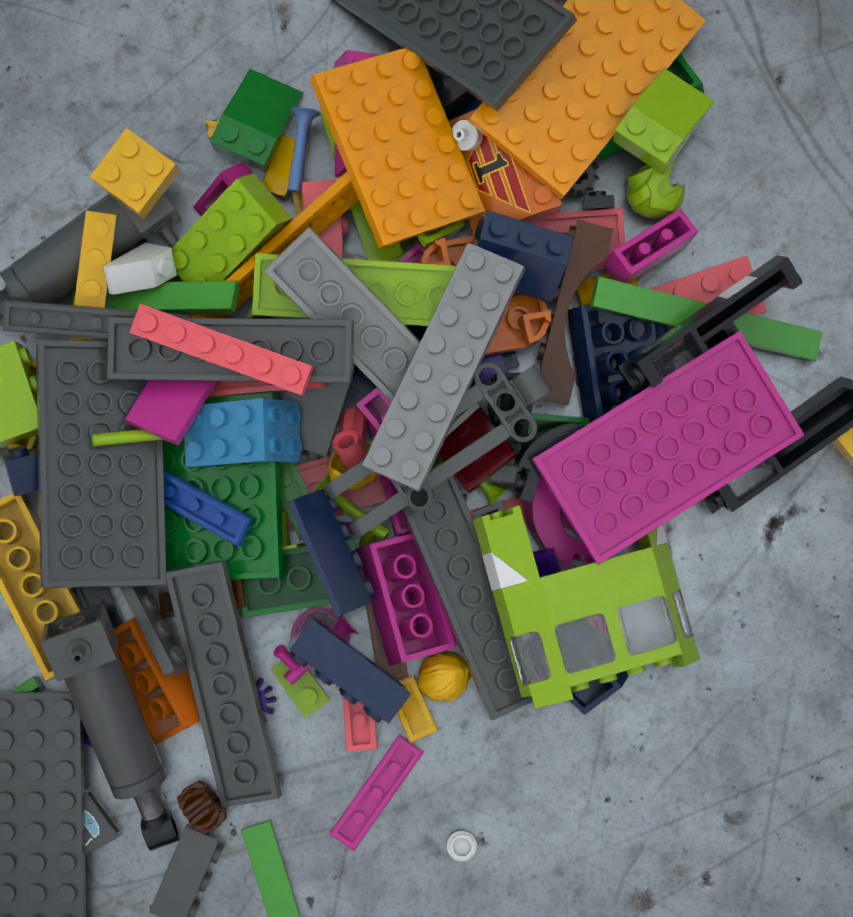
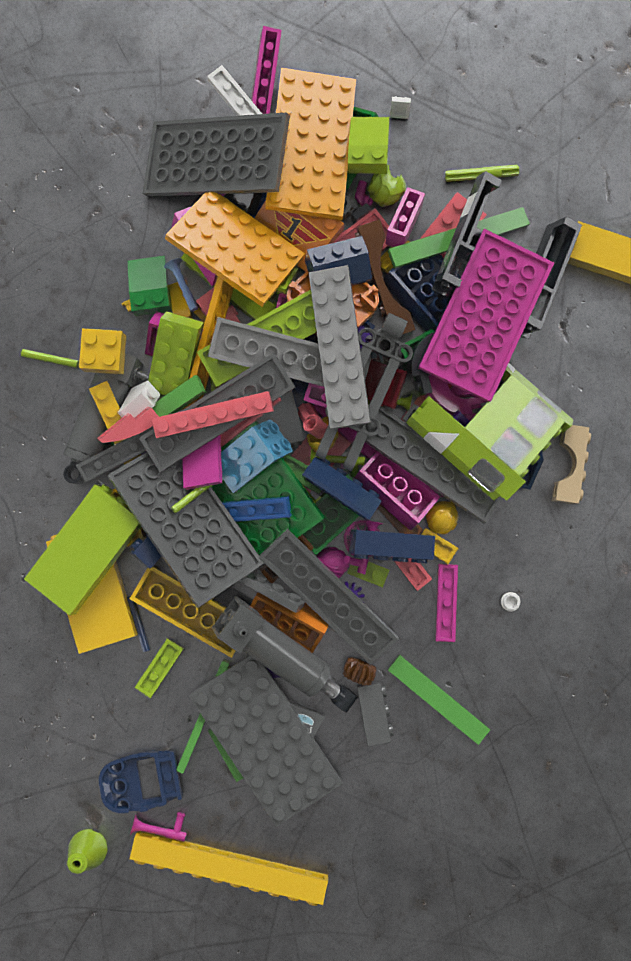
camera: 30 degrees left, 0 degrees up
(65, 133) = (49, 358): none -> lime bar
(105, 294) = (129, 426): none -> coral slope
(261, 639) = (333, 560): none -> dark pink hair
(467, 135) = (269, 218): white tile -> none
(615, 178) = (360, 194): none -> dark pink arm
(635, 747) = (575, 442): none -> tan arch
(744, 93) = (400, 107): none -> white tile
(797, 251) = (471, 174): none -> lime axle

